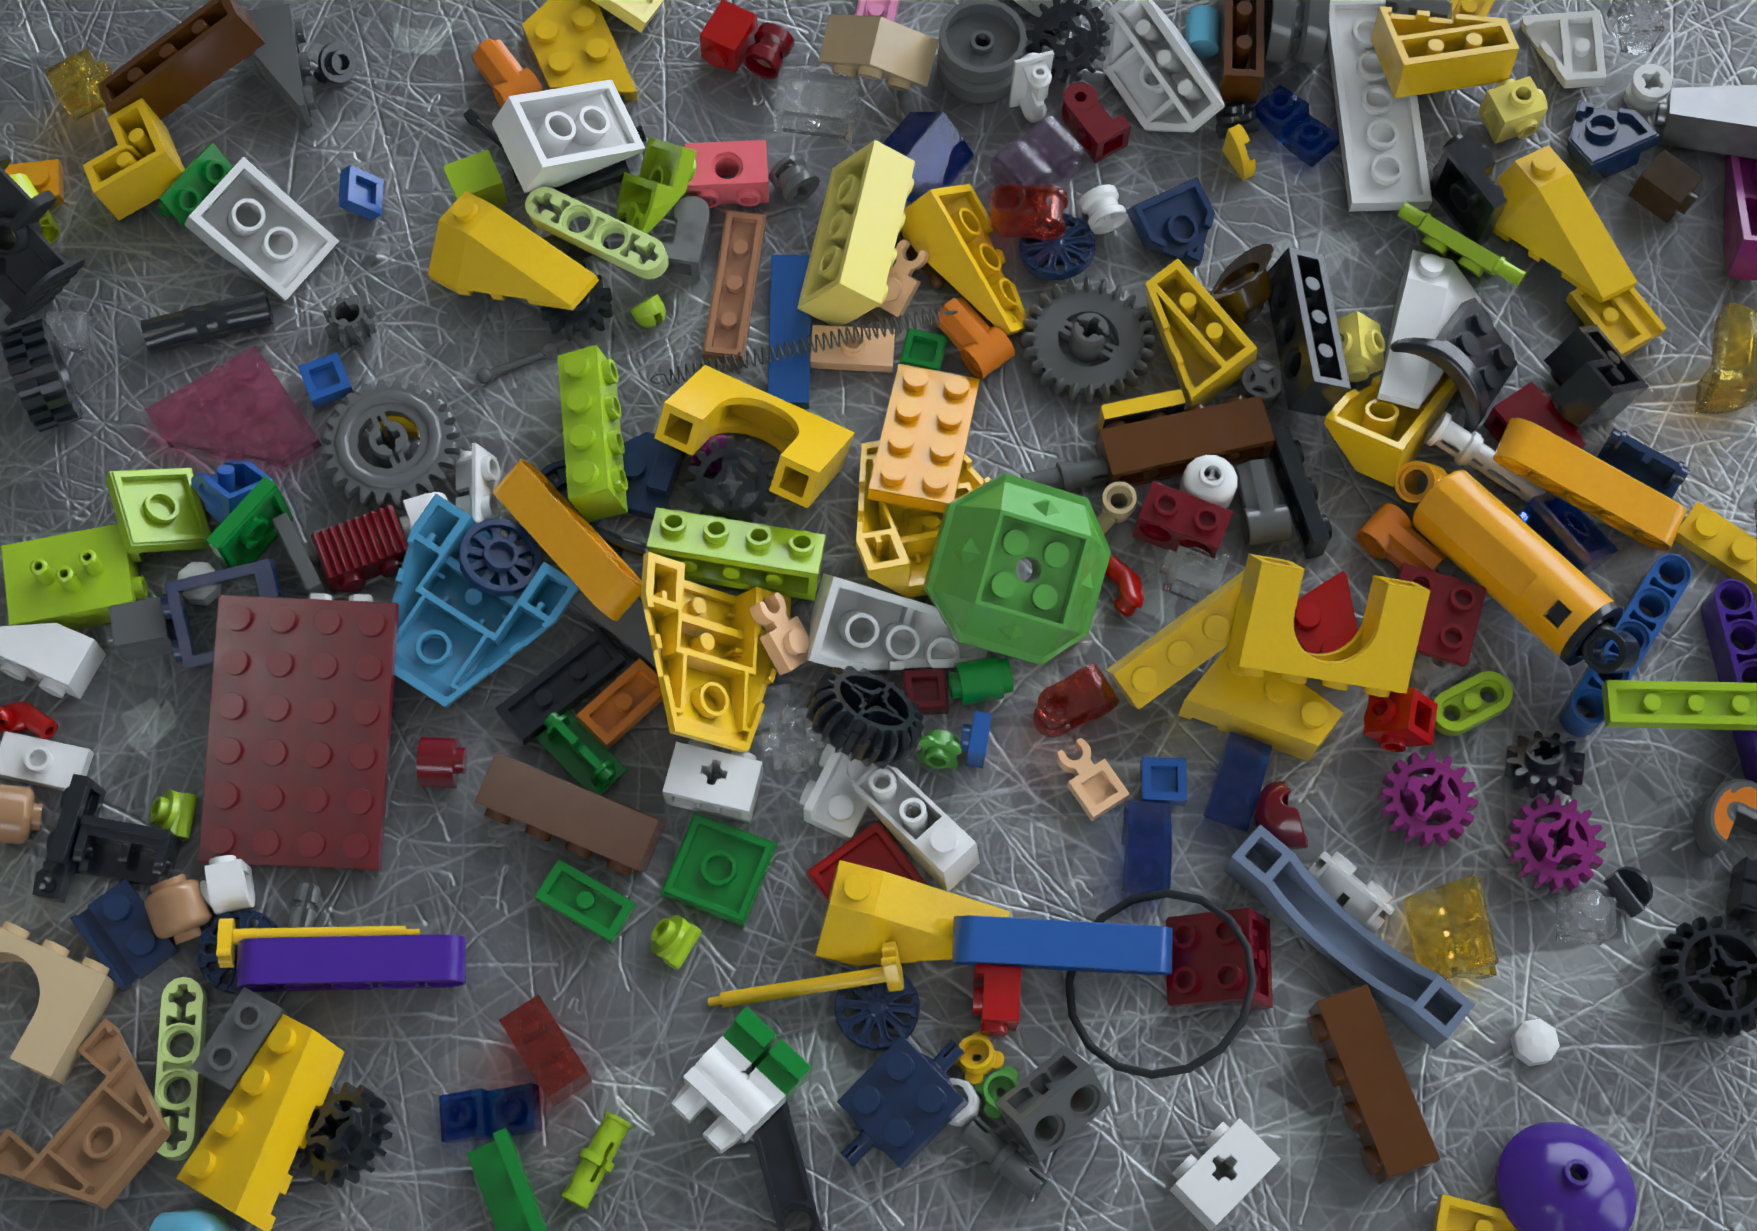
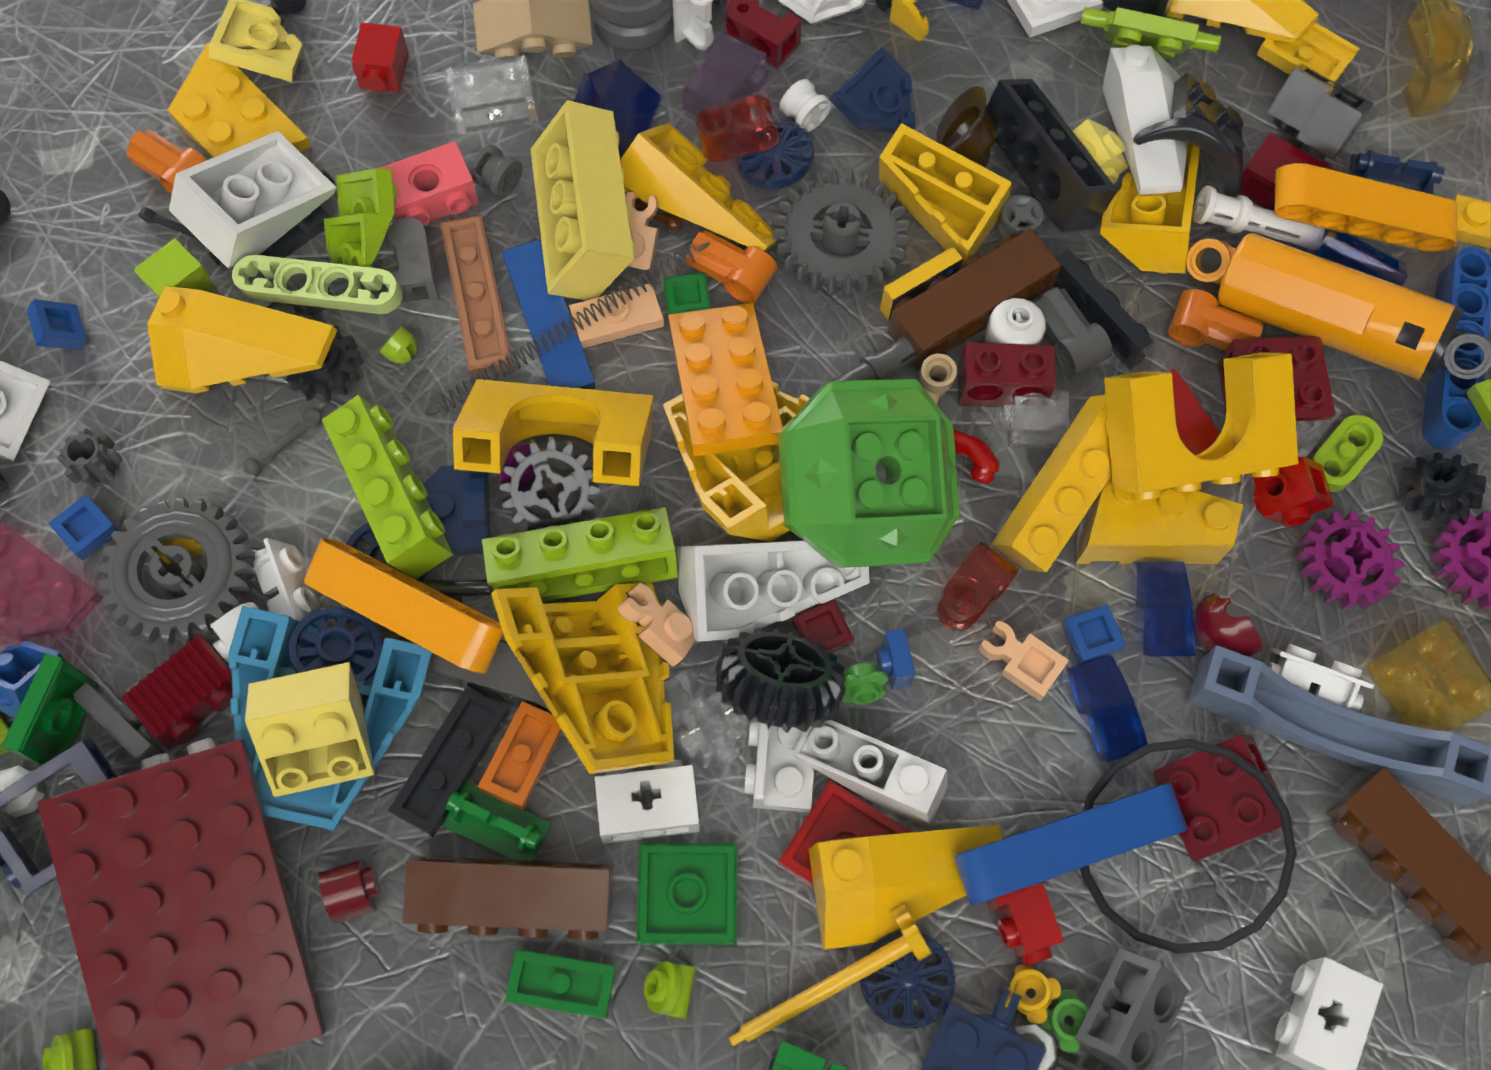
camera: 20 degrees left, 0 degrees up
(455, 615) = (309, 729): none -> light yellow slope
(770, 47) = (424, 61): dark red wheel -> none
(980, 680) = (875, 598): green brick -> none

